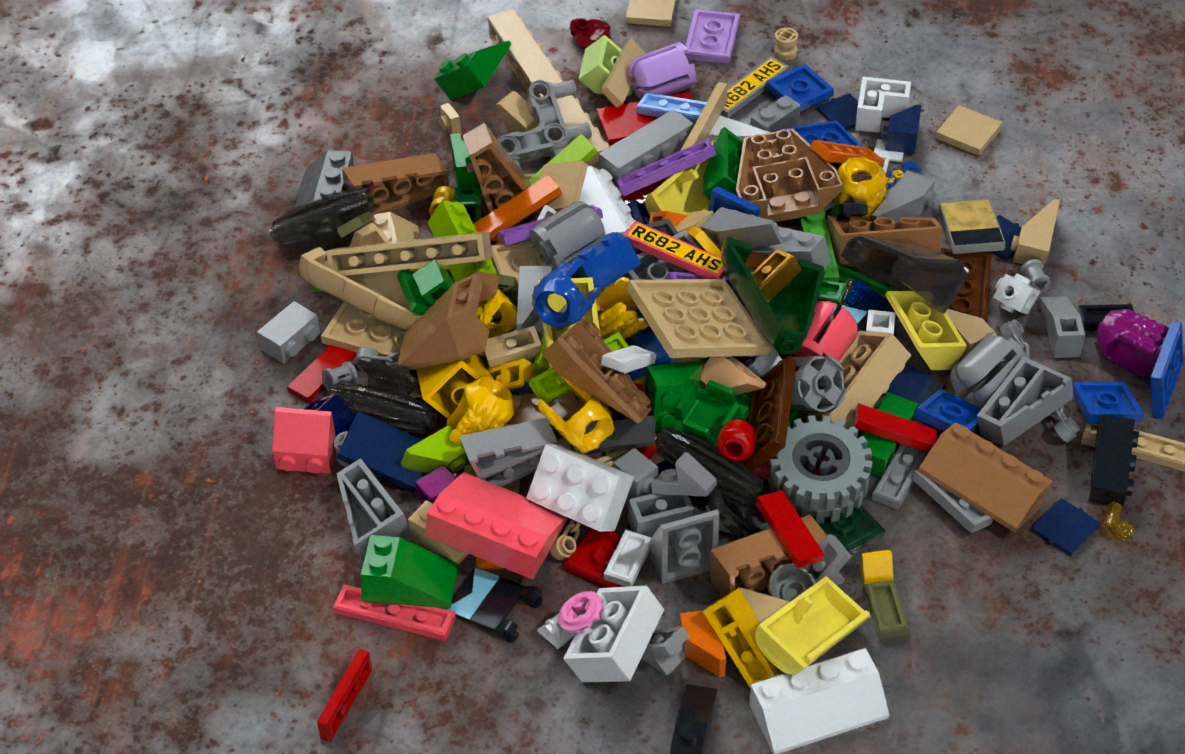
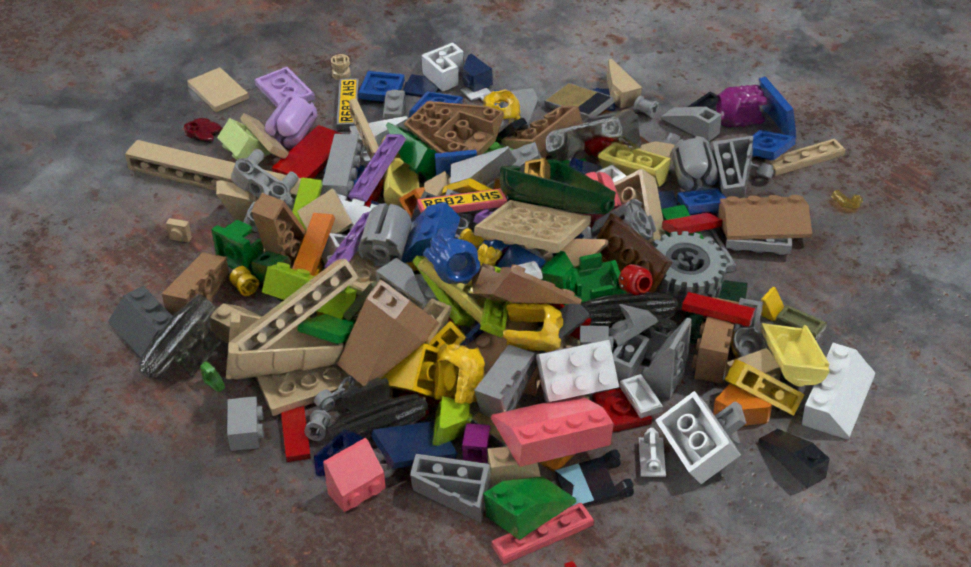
camera: 45 degrees left, 5 degrees down
(355, 224) = (221, 320): olive tile -> none
(432, 281) = (338, 314): brick -> none
(470, 70) = (157, 191): green slope -> none
(580, 603) = (660, 433): bright pink gear -> none
(658, 105) = (324, 137): light blue tile -> none
(841, 152) = (470, 100): orange tile -> none
(968, 130) = (506, 55): tan tile -> none
(1015, 293) = (656, 115): white brick -> none
(1065, 526) = (827, 220): dark blue piece -> none
(1113, 460) = (809, 169): black brick -> none

